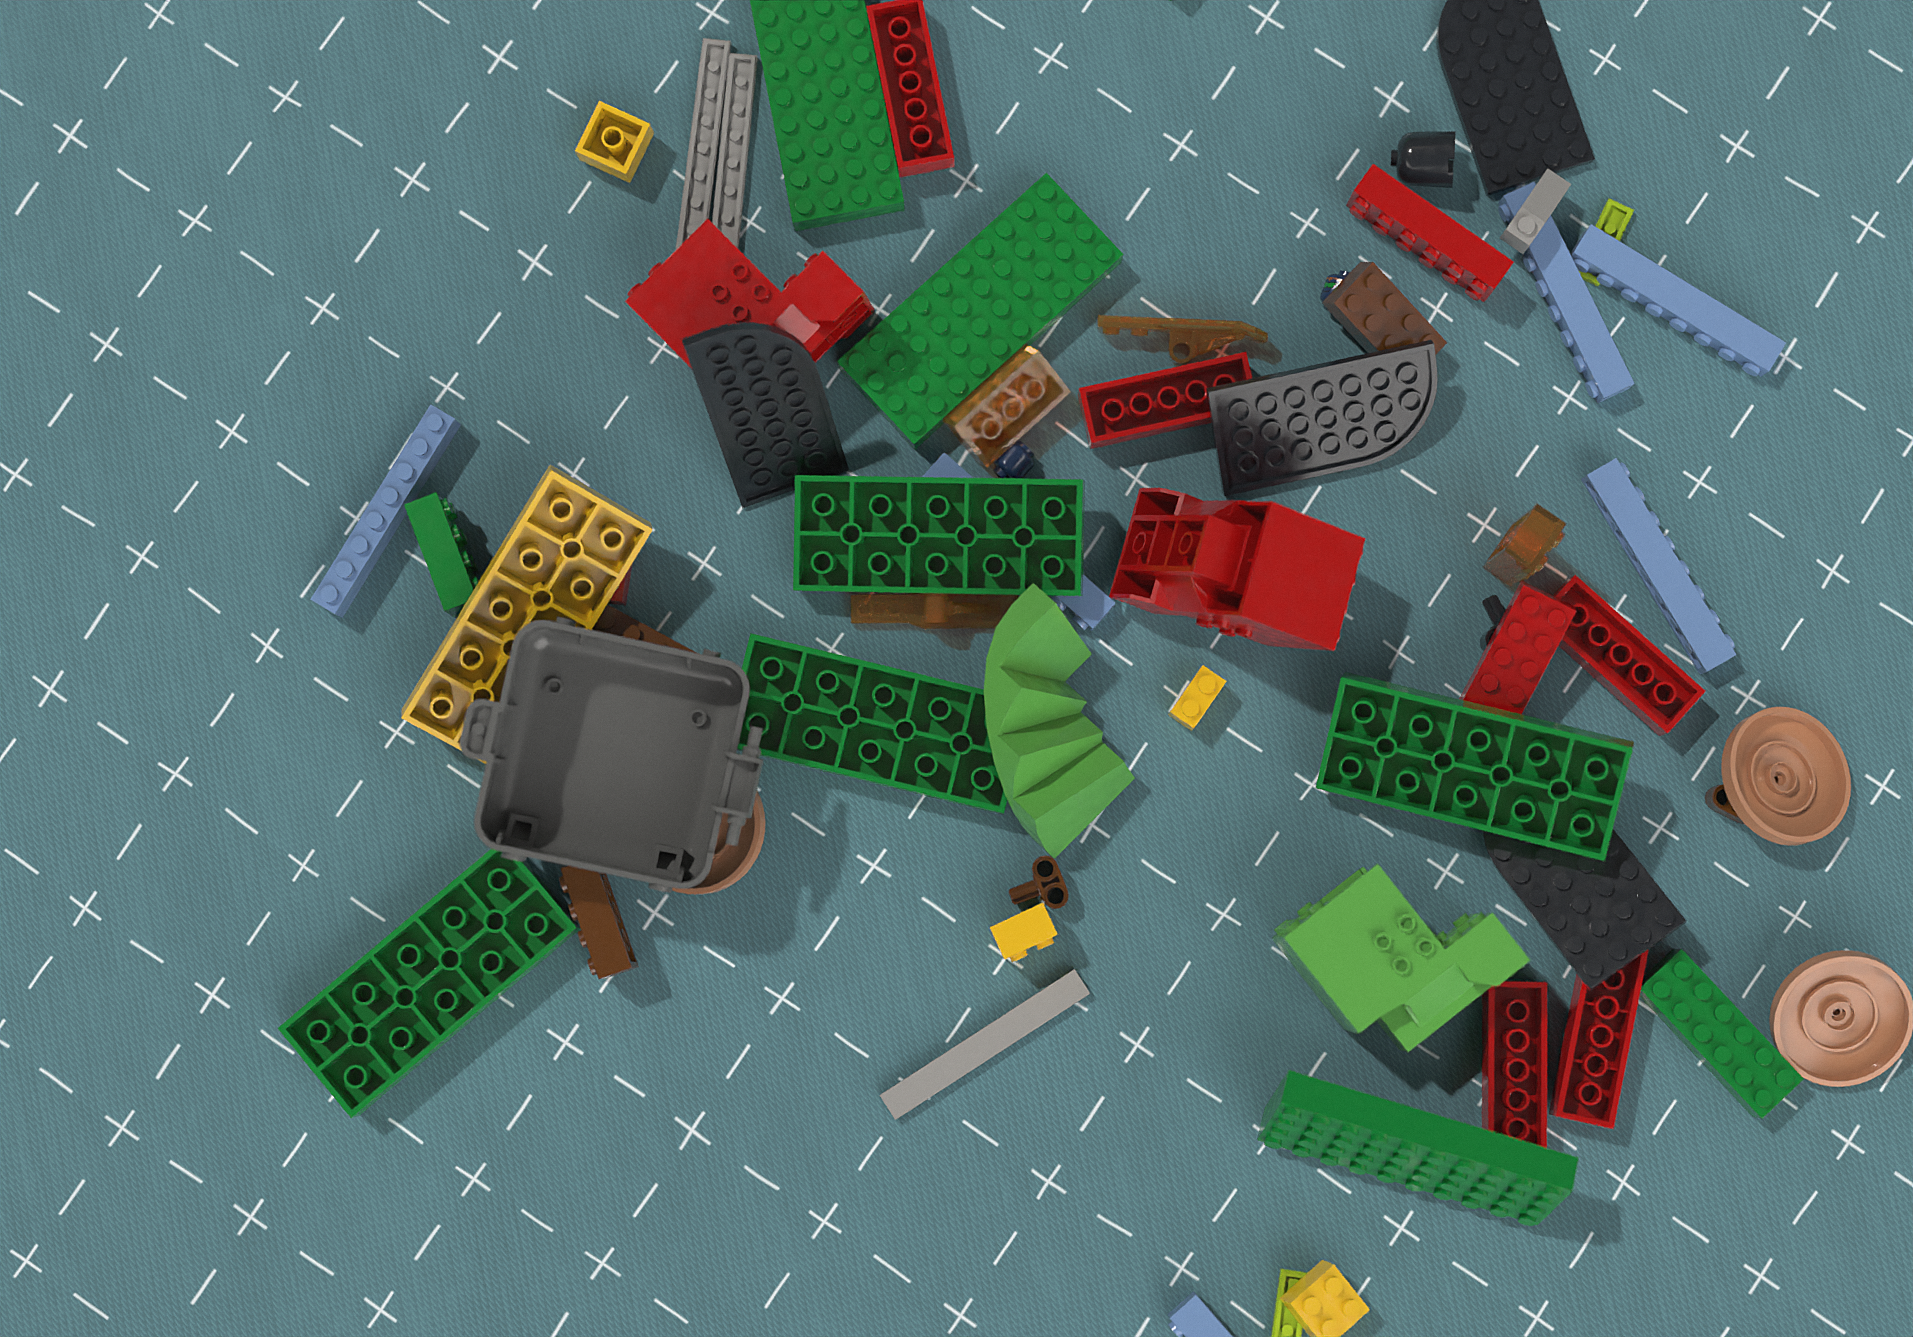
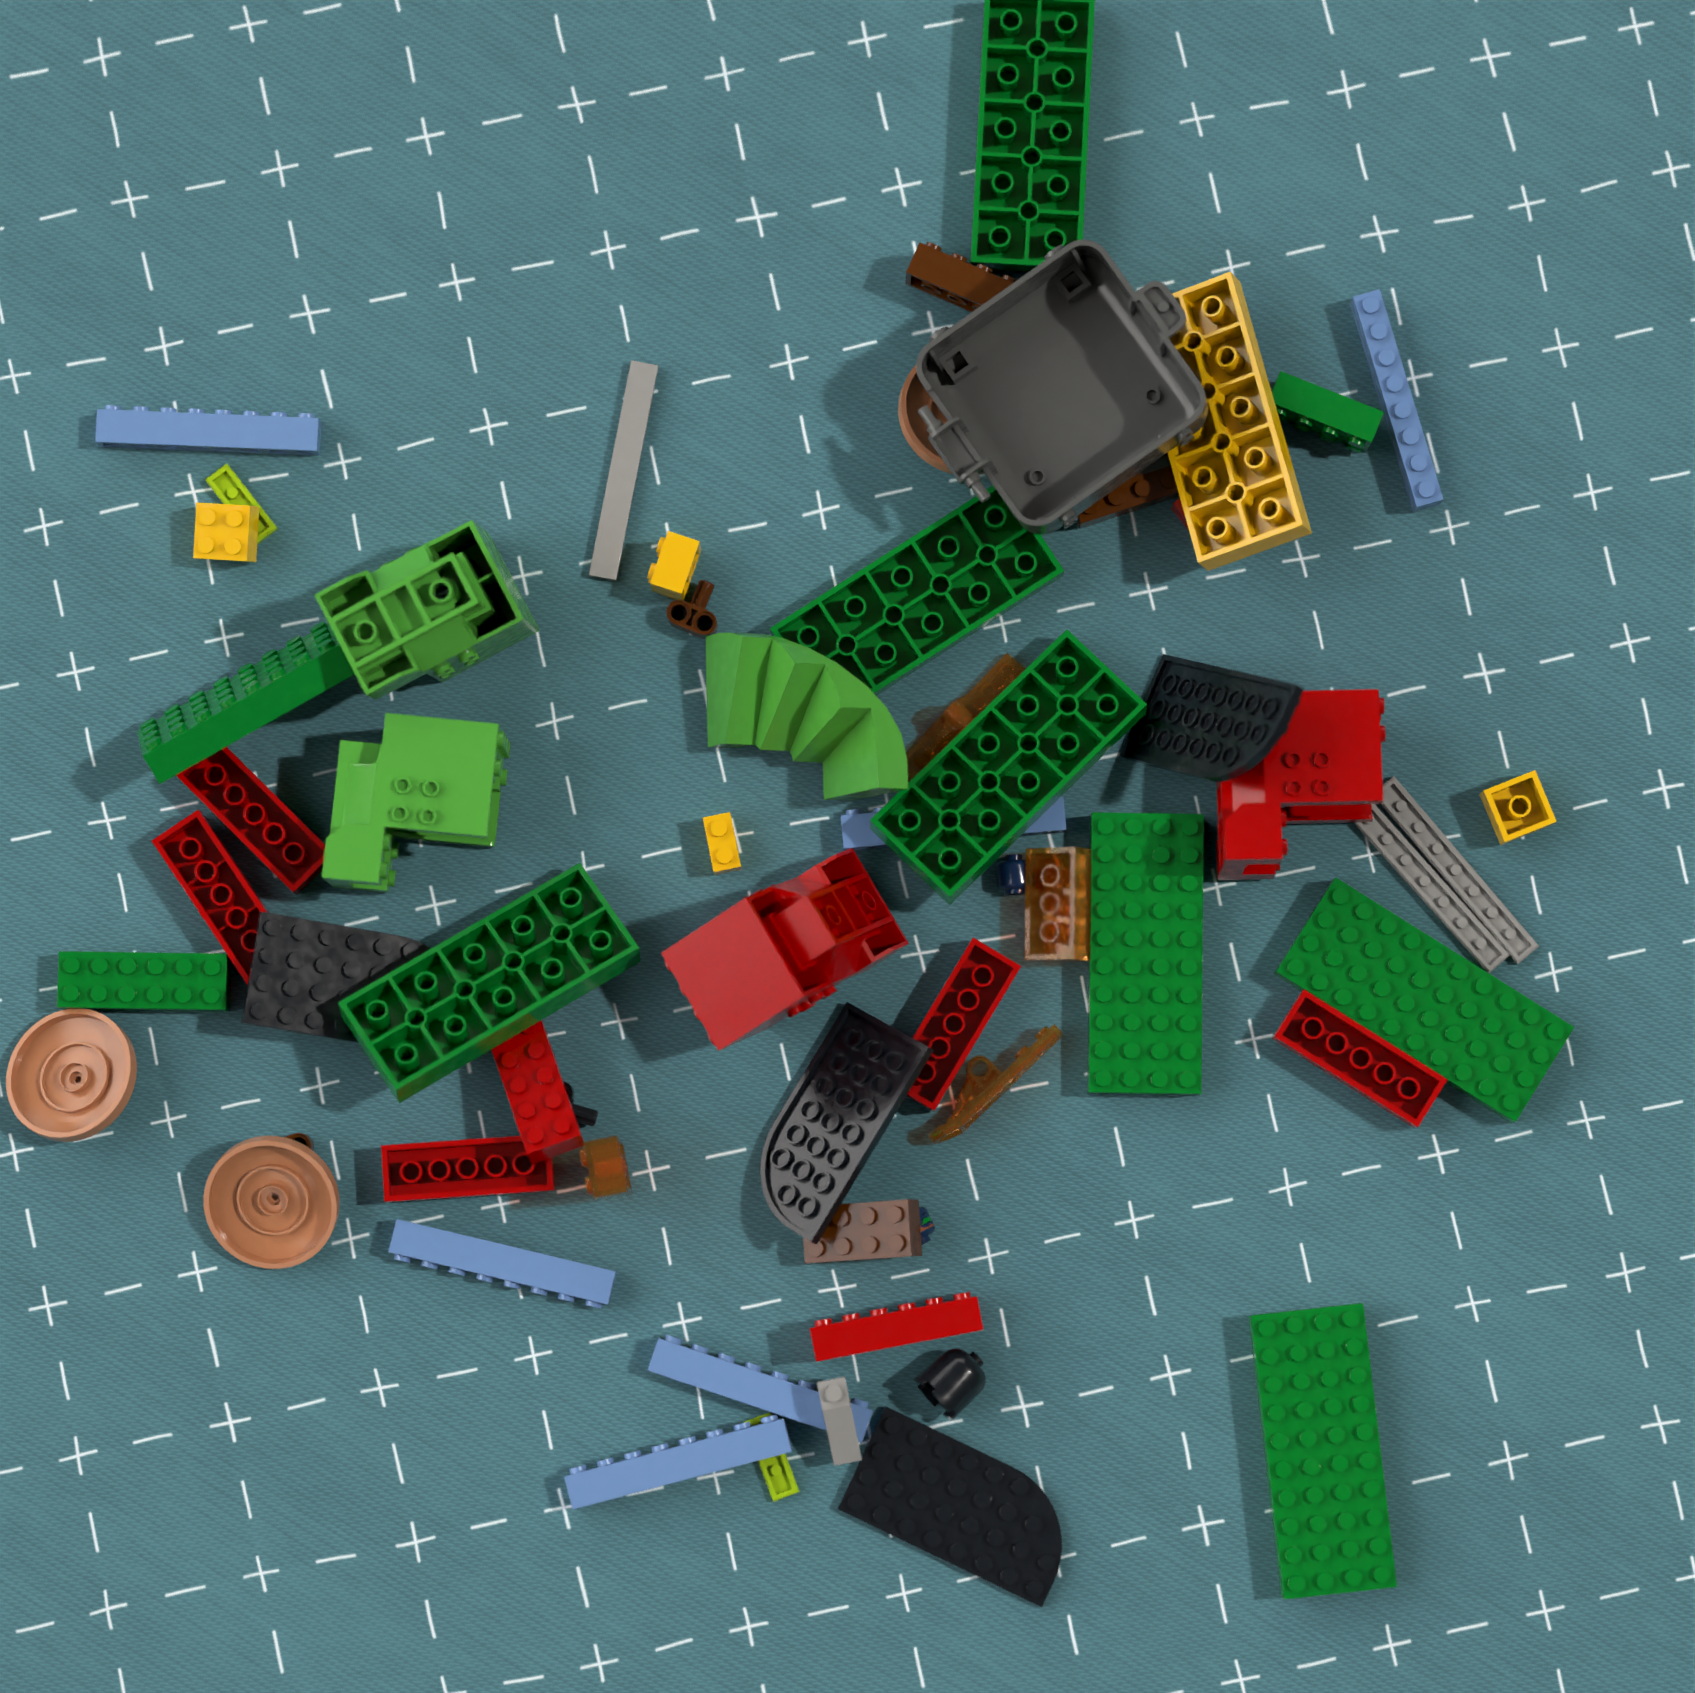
camera: 130 degrees right, 0 degrees up
(1286, 1091) = (399, 628): none -> bright green piece

